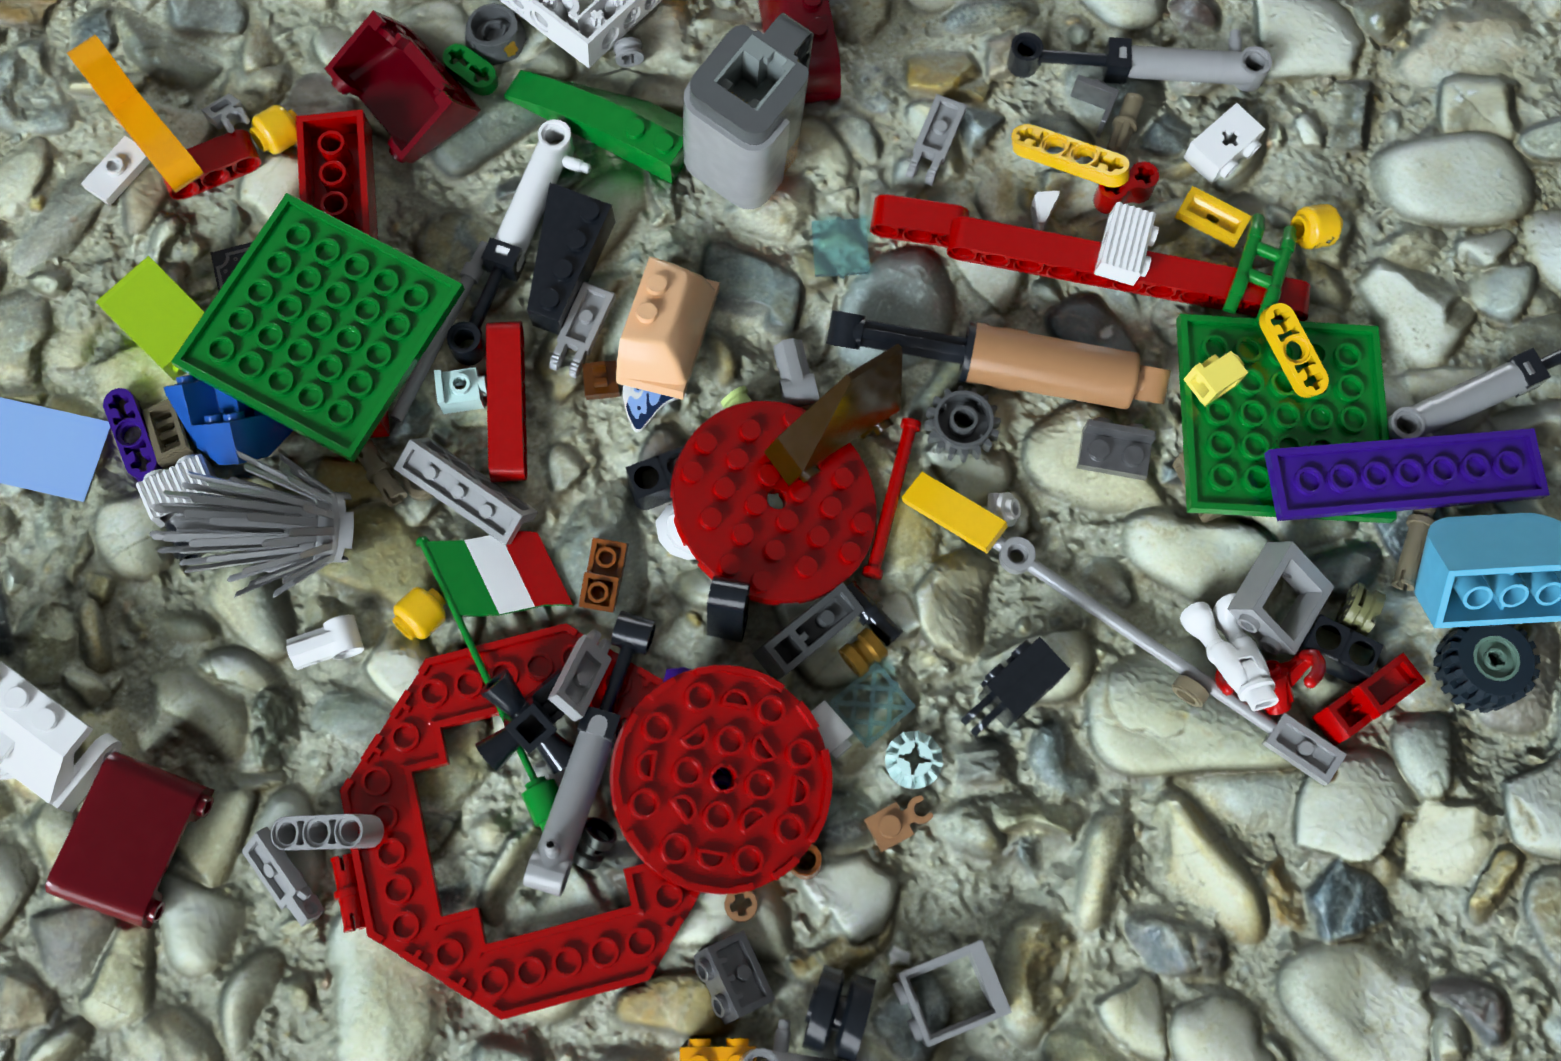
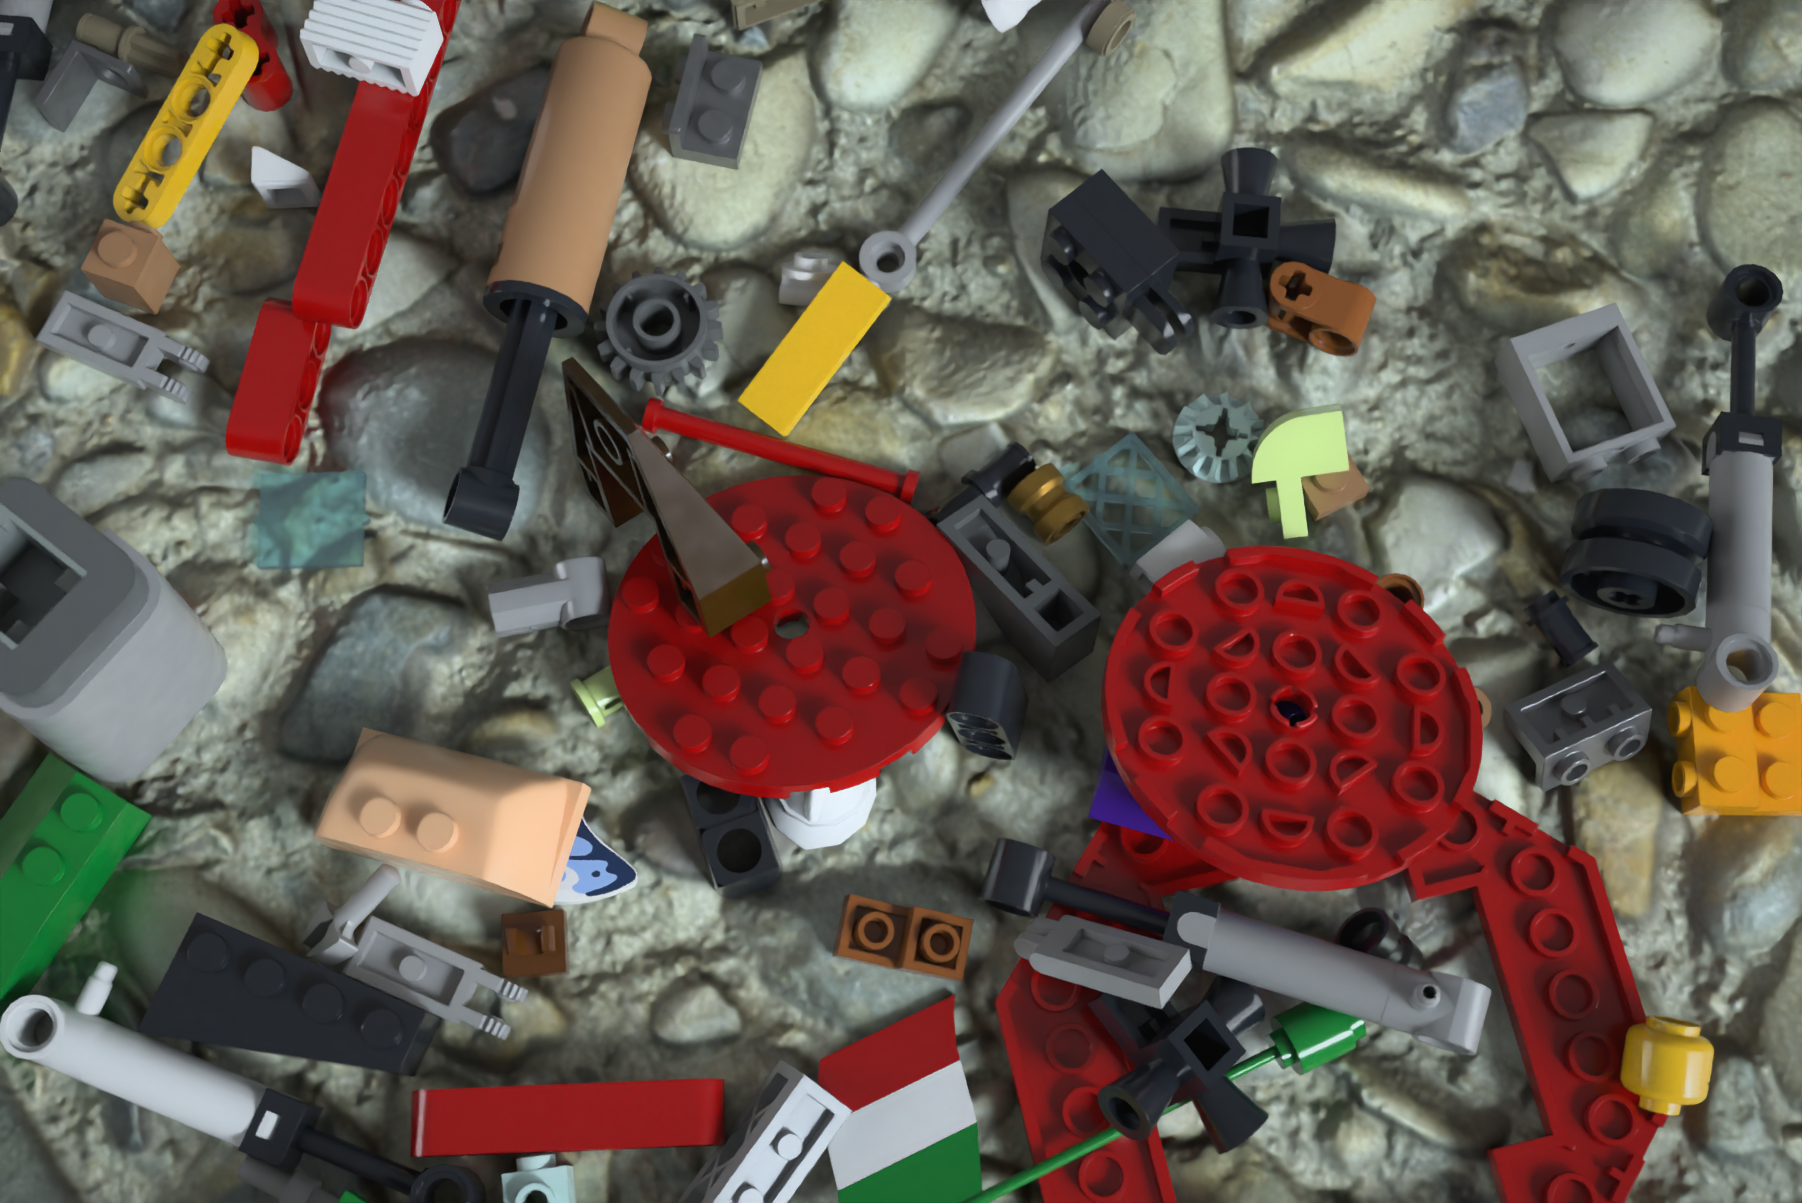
camera: 90 degrees left, 0 degrees up
(521, 1009) = (1666, 1064): none -> yellow head
(612, 277) = (332, 927): none -> light grey bar
(796, 970) = (1560, 628): none -> black pin
(898, 798) = (1294, 447): none -> yellowish green brick
(984, 137) = (131, 265): none -> medium nougat brick
(998, 827) = (1322, 308): none -> dark orange piece
(1044, 772) = (1245, 238): none -> black brick

